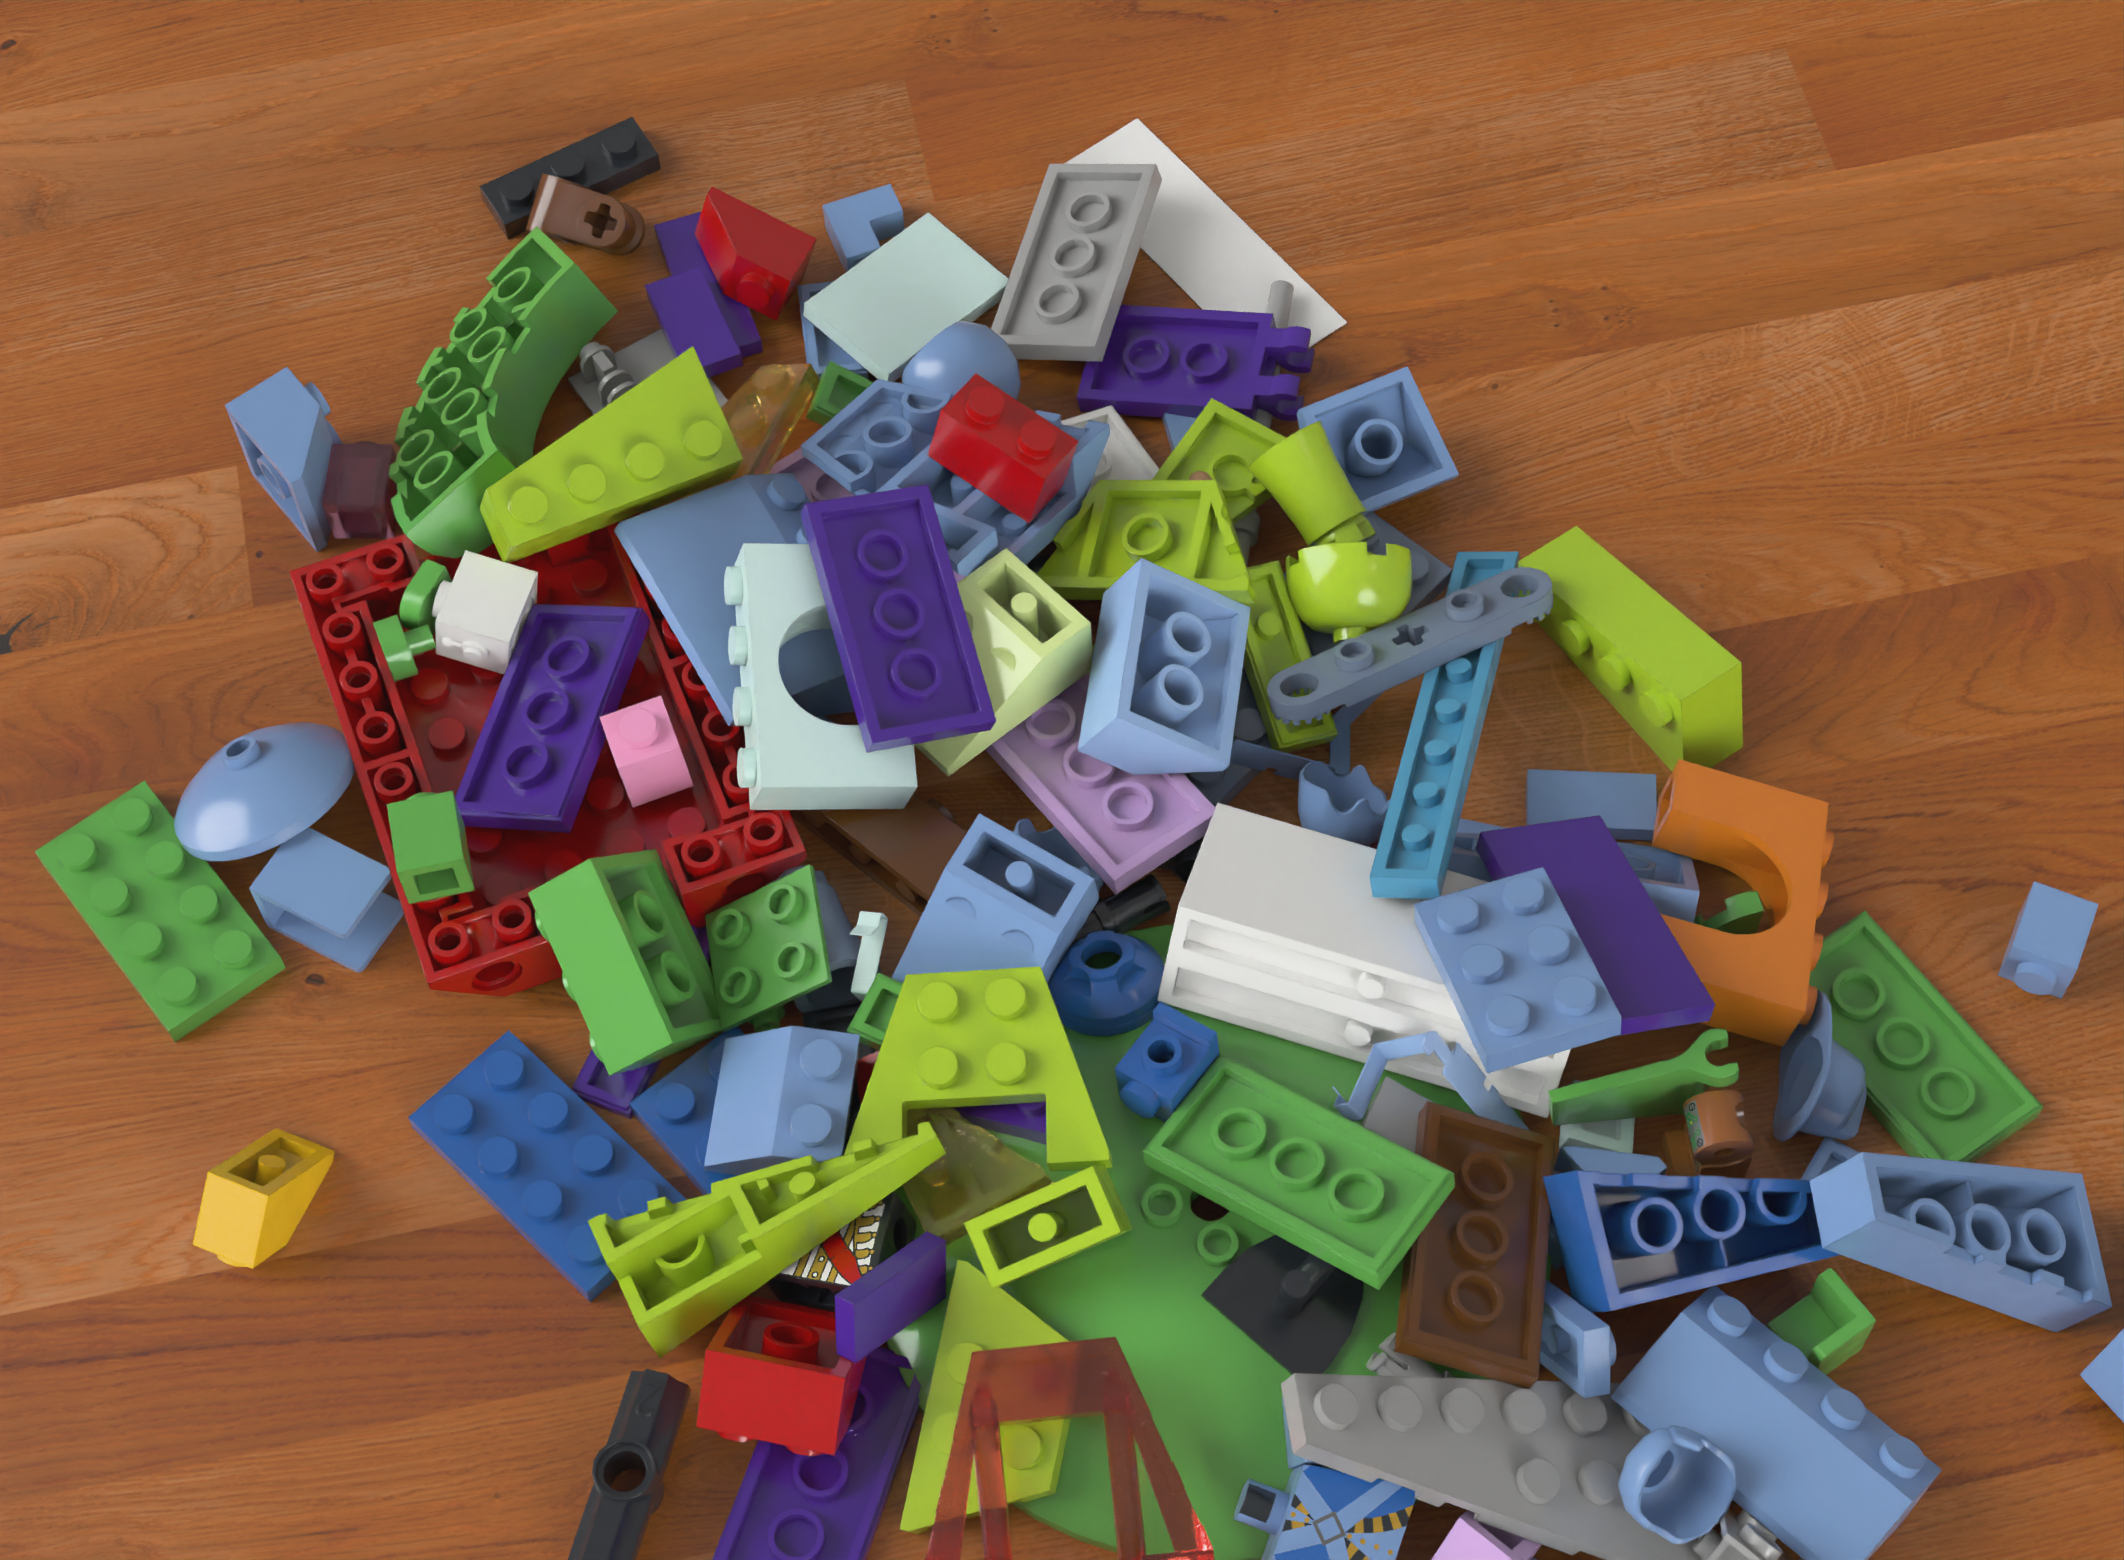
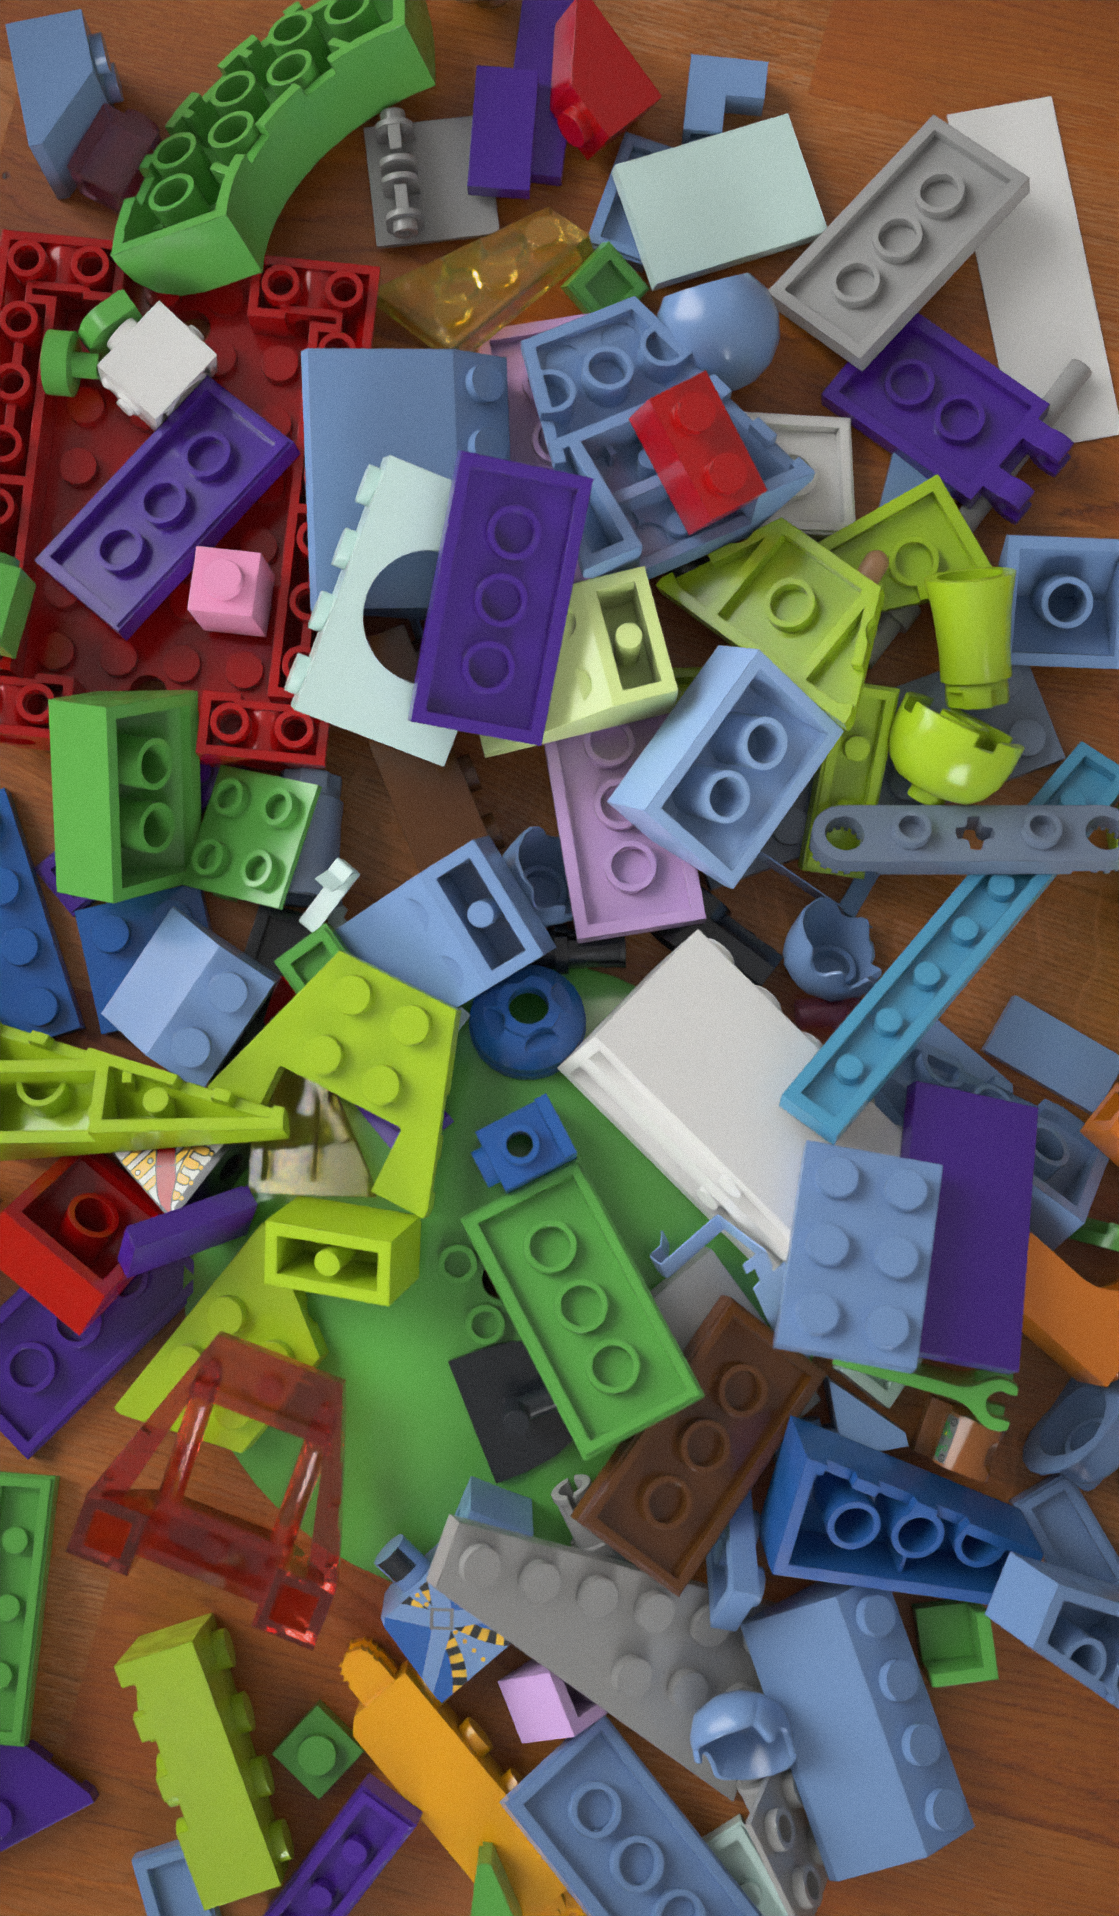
camera: 25 degrees right, 25 degrees up
(622, 461) = (339, 281): lime wedge -> none

